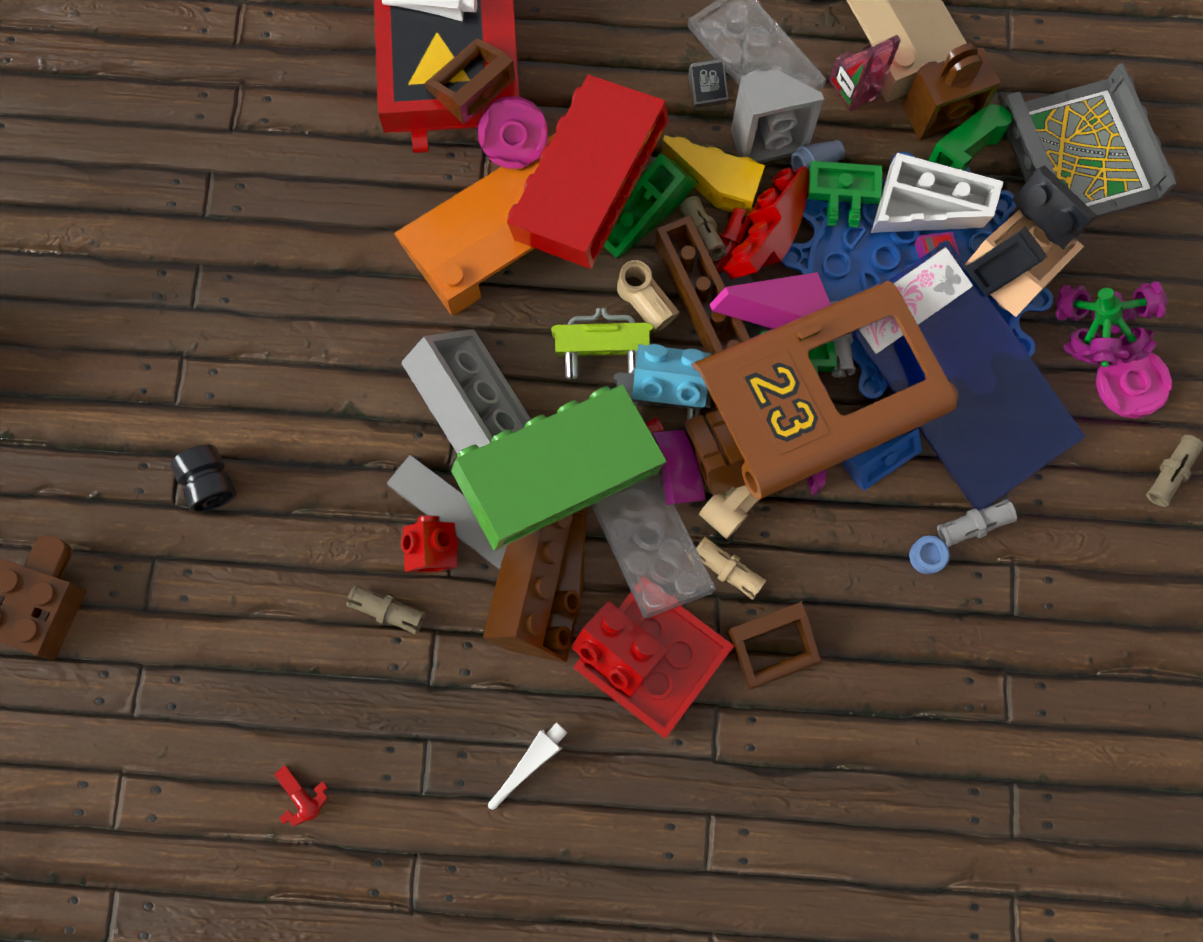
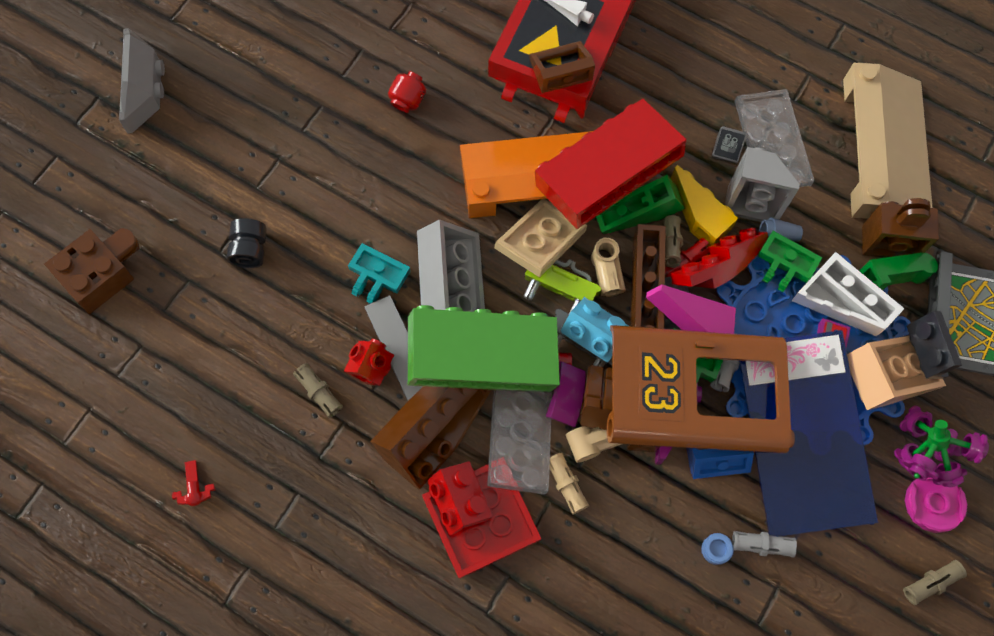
camera: 25 degrees right, 5 degrees down
(296, 198) = (407, 91): none -> red head
(379, 430) = (379, 269): none -> teal hinge
(513, 132) = (573, 114): dark pink tile -> none
(541, 750) = (368, 541): white piece -> none
(549, 300) = (539, 238): none -> tan tile
(768, 624) = (572, 537): reddish brown tile -> none
(861, 74) = (842, 188): clear pink slope -> none
(1006, 261) = (876, 365): black tile -> none

